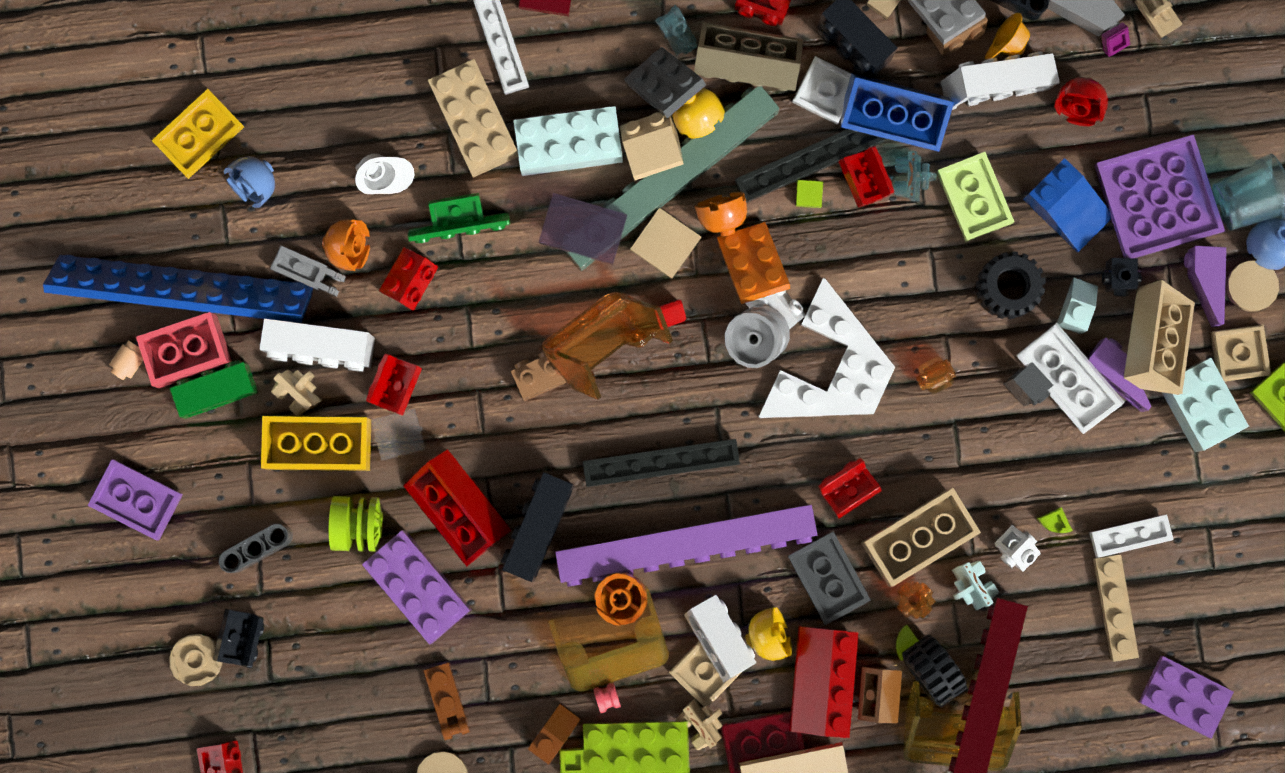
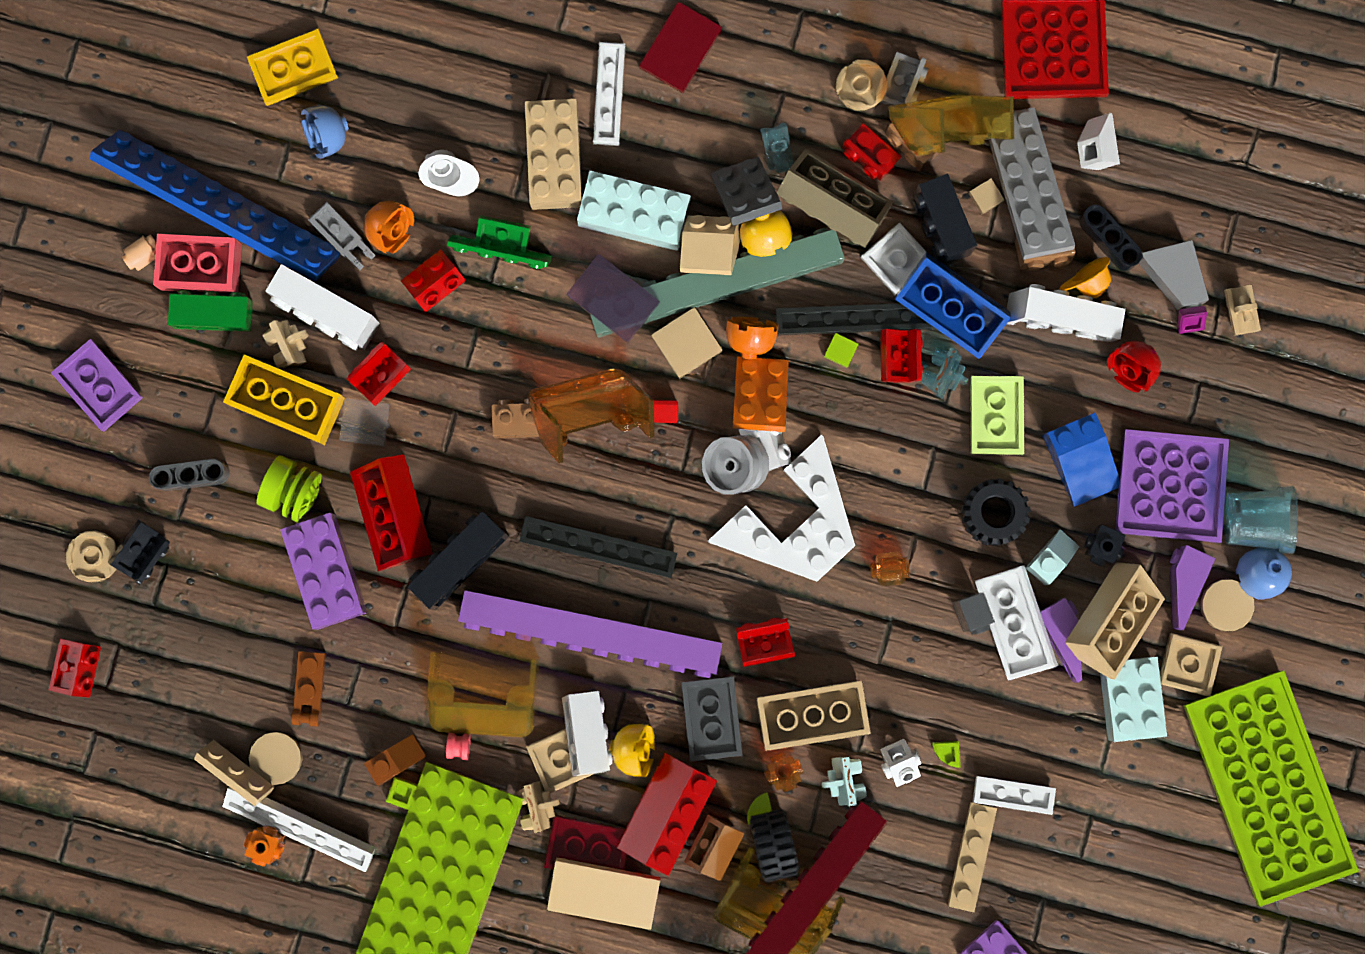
camera: 25 degrees right, 0 degrees up
(620, 598) = (507, 658): orange cylinder -> none

